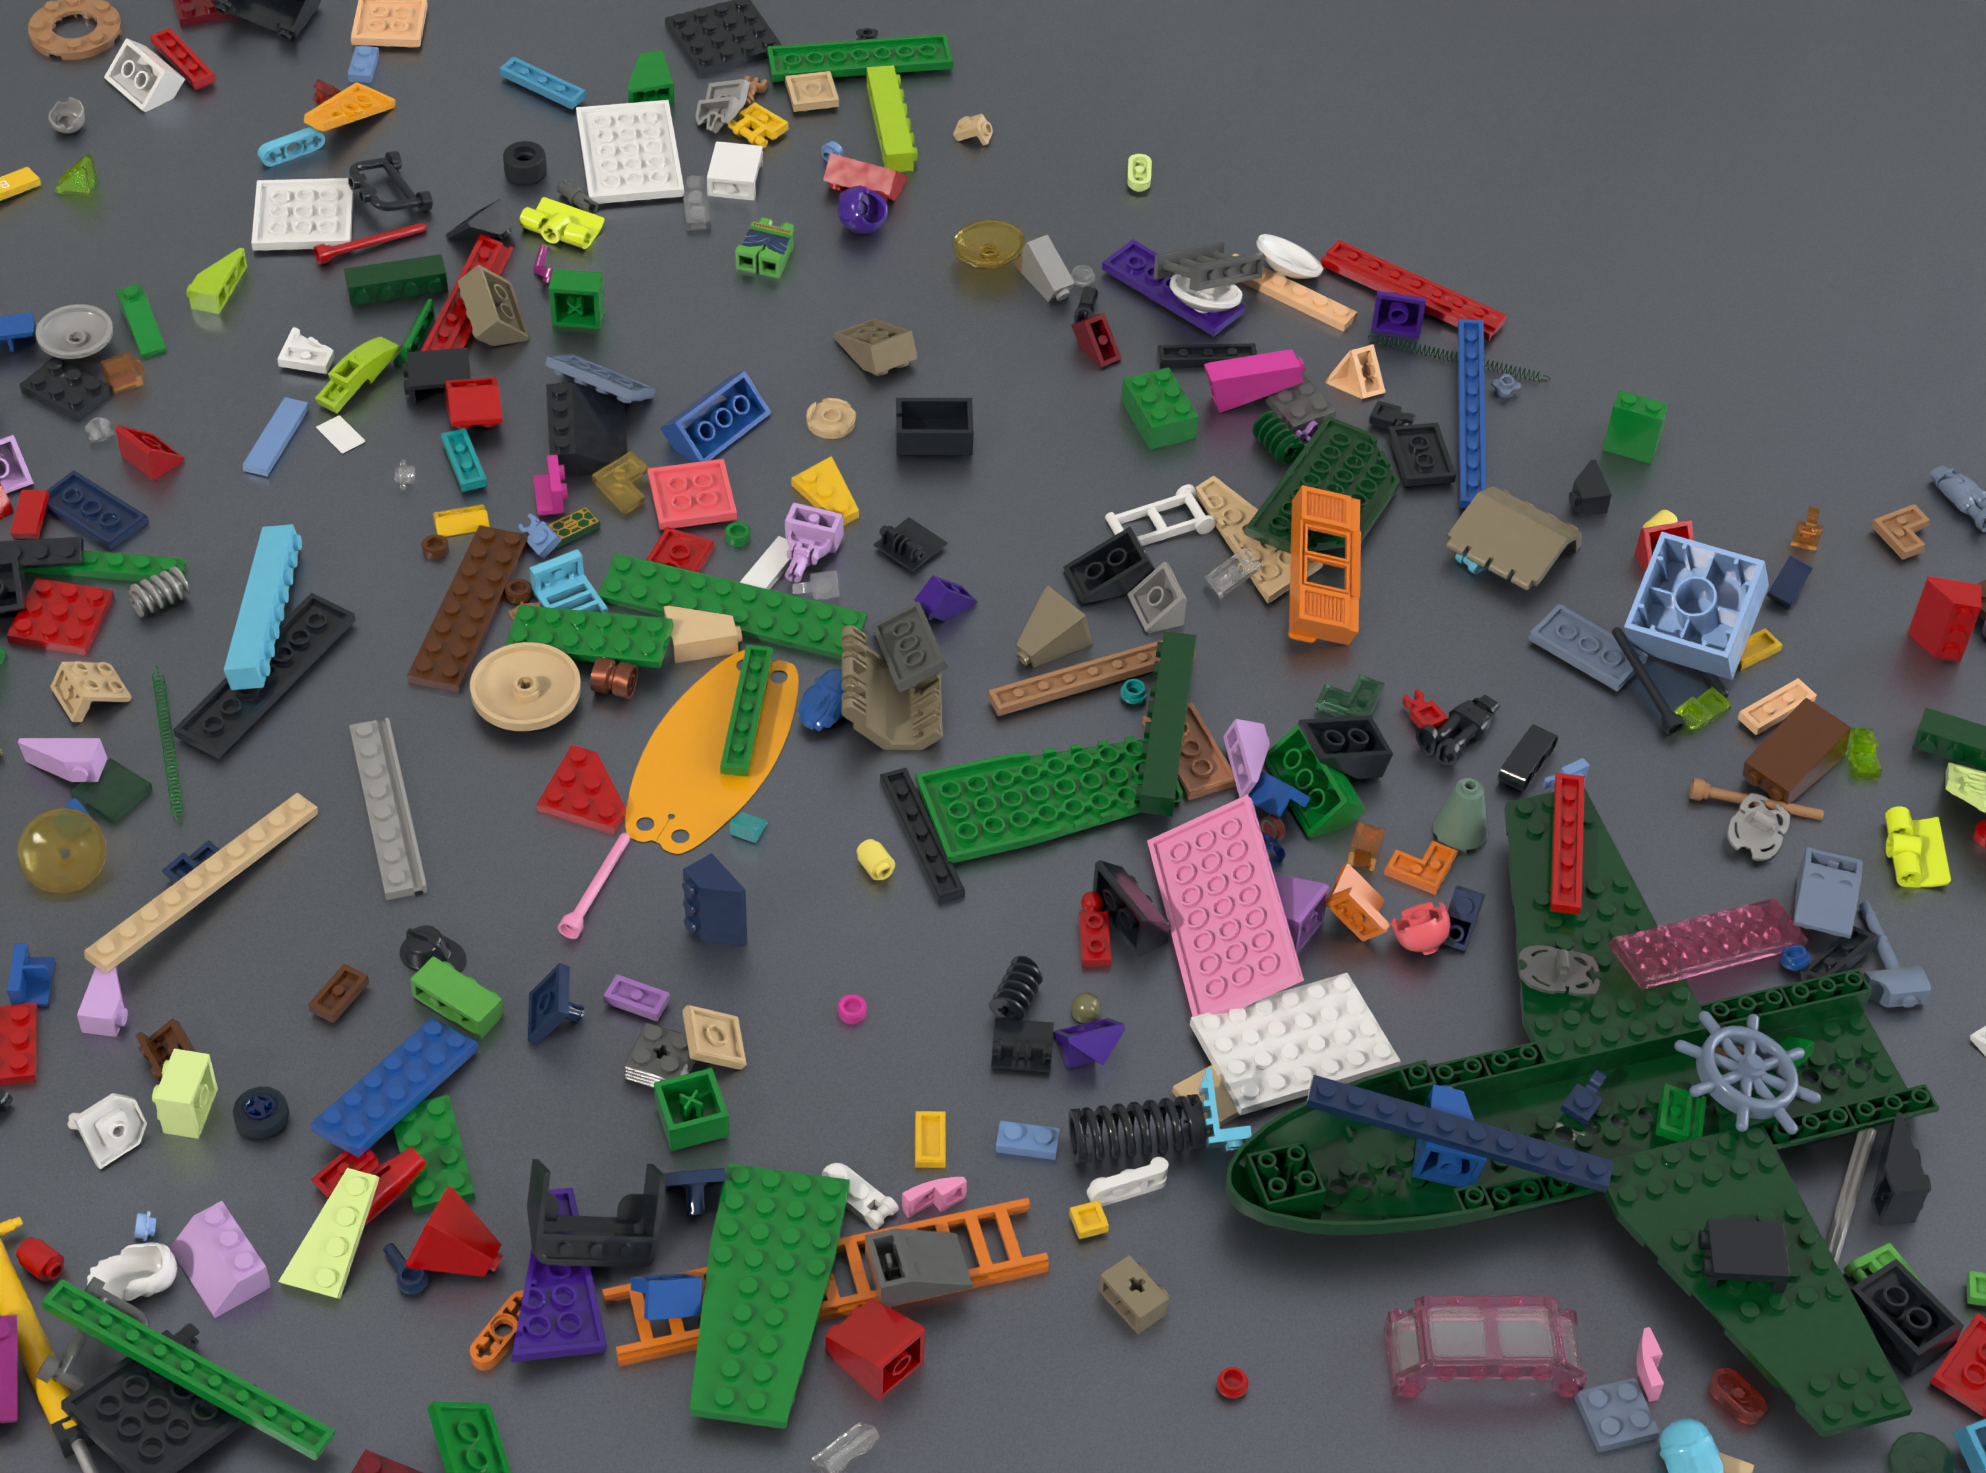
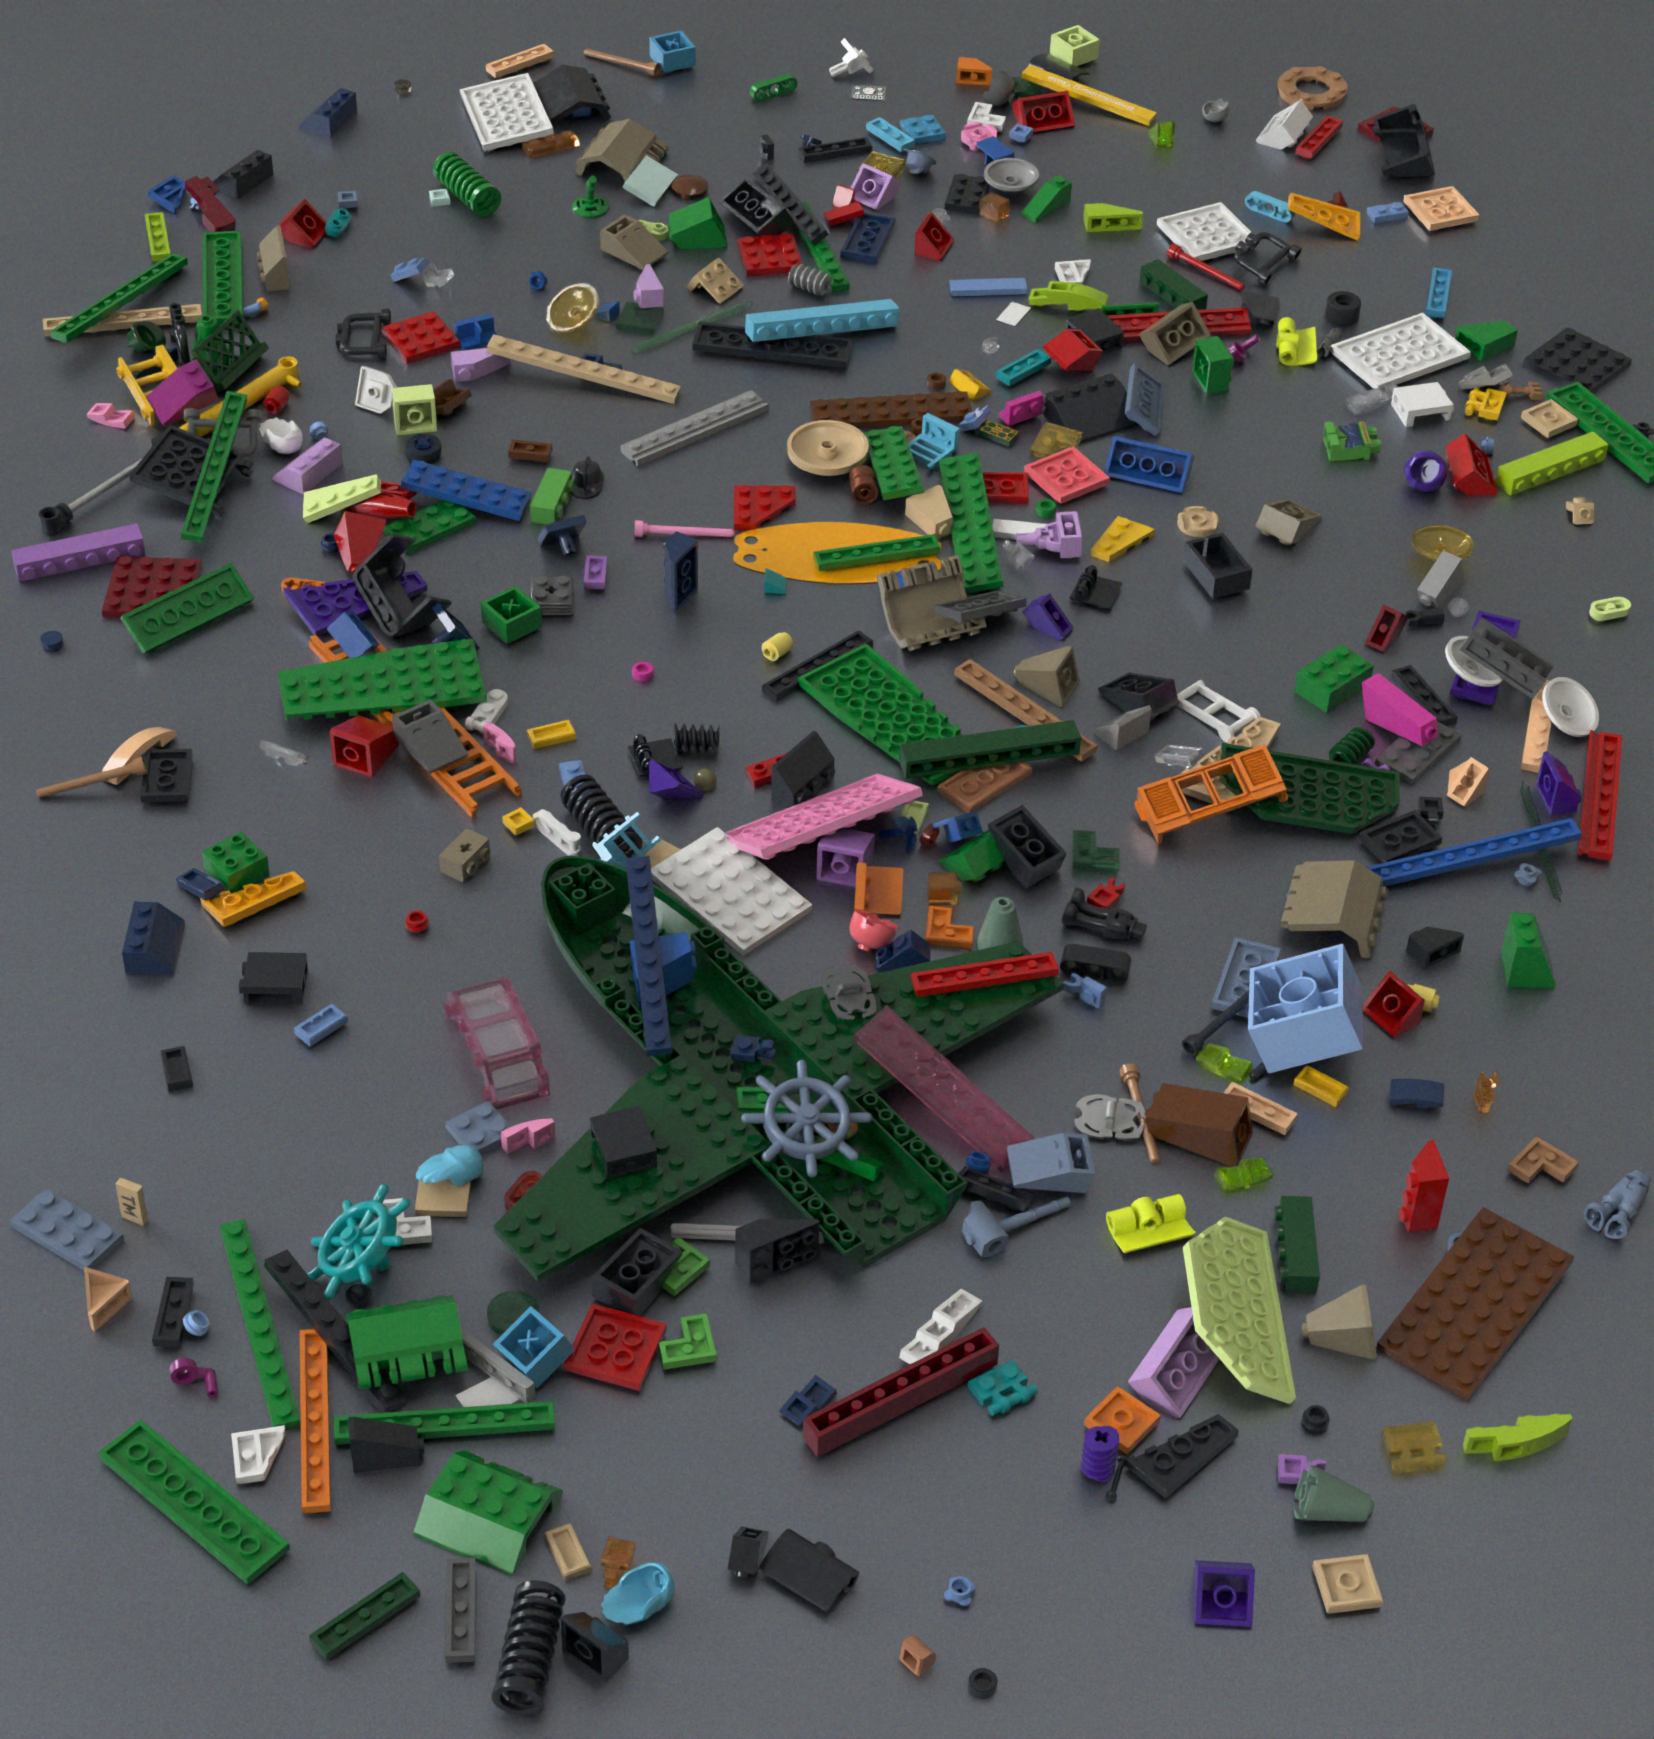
camera: 70 degrees right, 5 degrees down
(714, 1037) = (577, 610): tan tile -> none
(1247, 750) = (990, 802): lavender slope -> none

